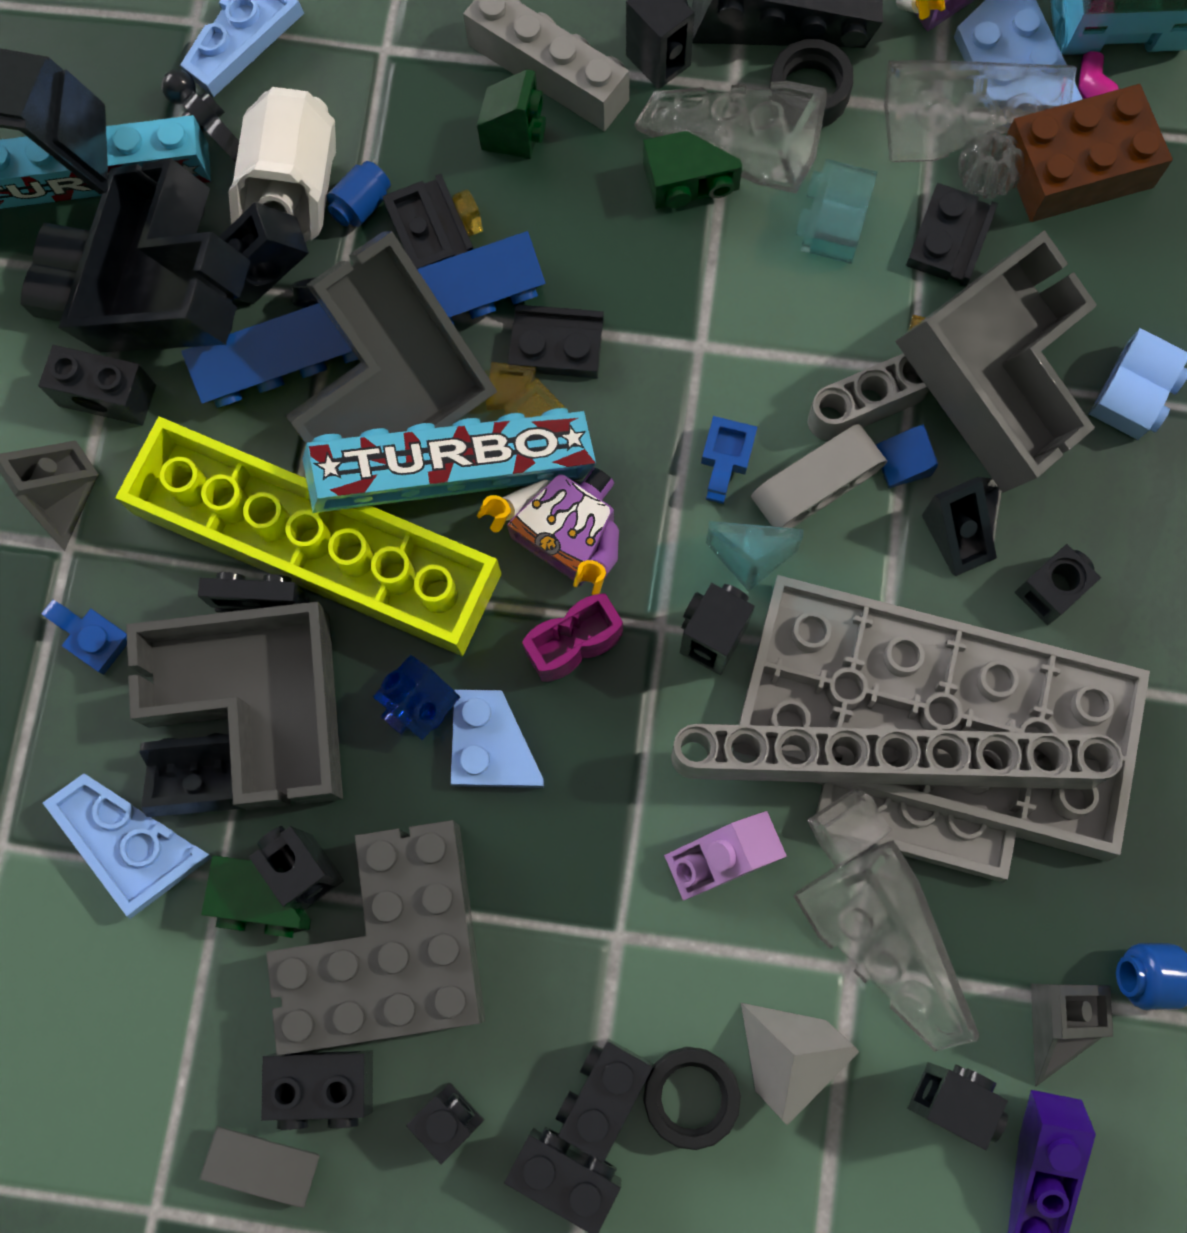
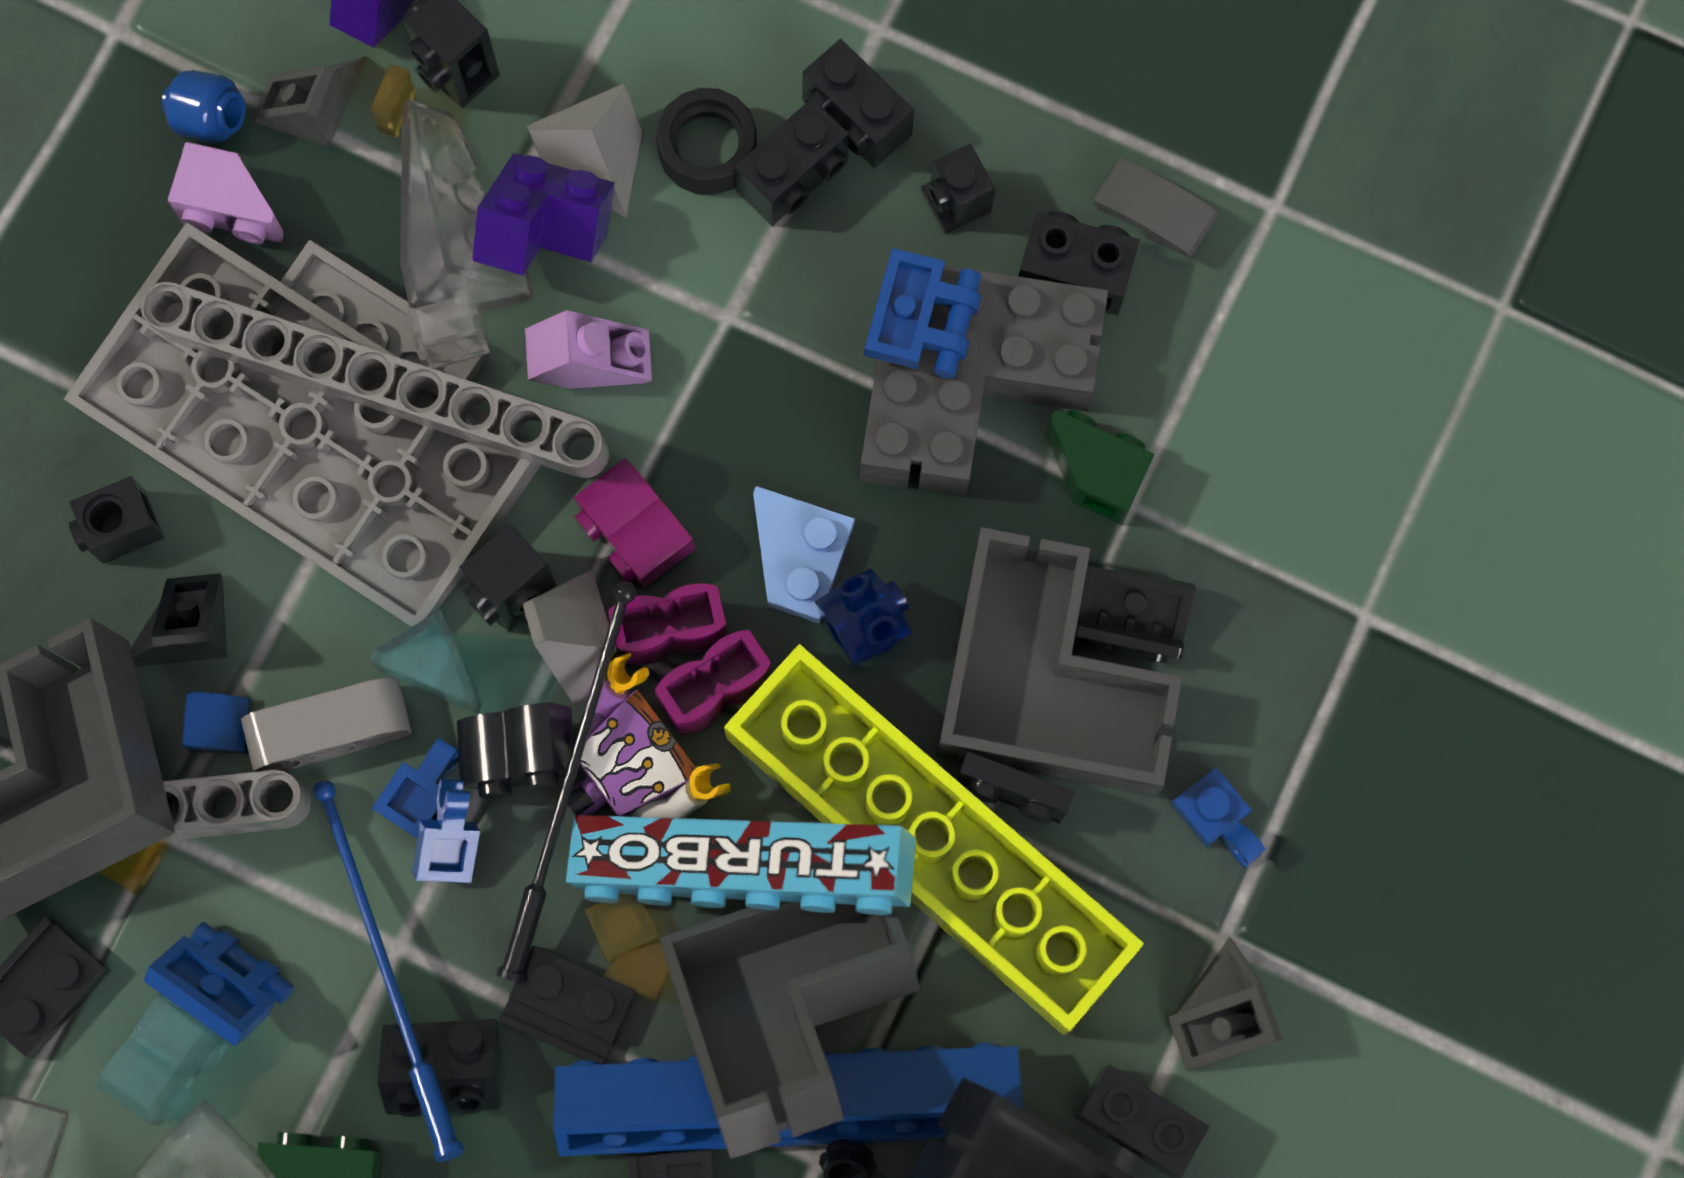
camera: 170 degrees left, 0 degrees up
(121, 845) = (1227, 560): light blue wing -> none
(295, 867) = (1041, 469): black brick -> none
(448, 967) = (905, 310): none -> blue plate
(529, 593) = (700, 689): none -> magenta brick
(605, 396) = (535, 894): none -> black piece
(633, 717) = (633, 523): none -> magenta brick
(635, 269) = (462, 1060): none -> black bracket
(641, 244) = (422, 1073): none -> blue piece
(648, 600) = (570, 632): none -> light grey slope
(660, 501) = (515, 748): none -> black brick
(687, 418) = (449, 844): none -> plate
(815, 973) = (539, 208): none -> dark purple brick
(819, 254) = (219, 982): none -> blue plate
(992, 1042) = (392, 94): none -> clear yellow tile
(1100, 900) = (219, 193): none -> lavender slope

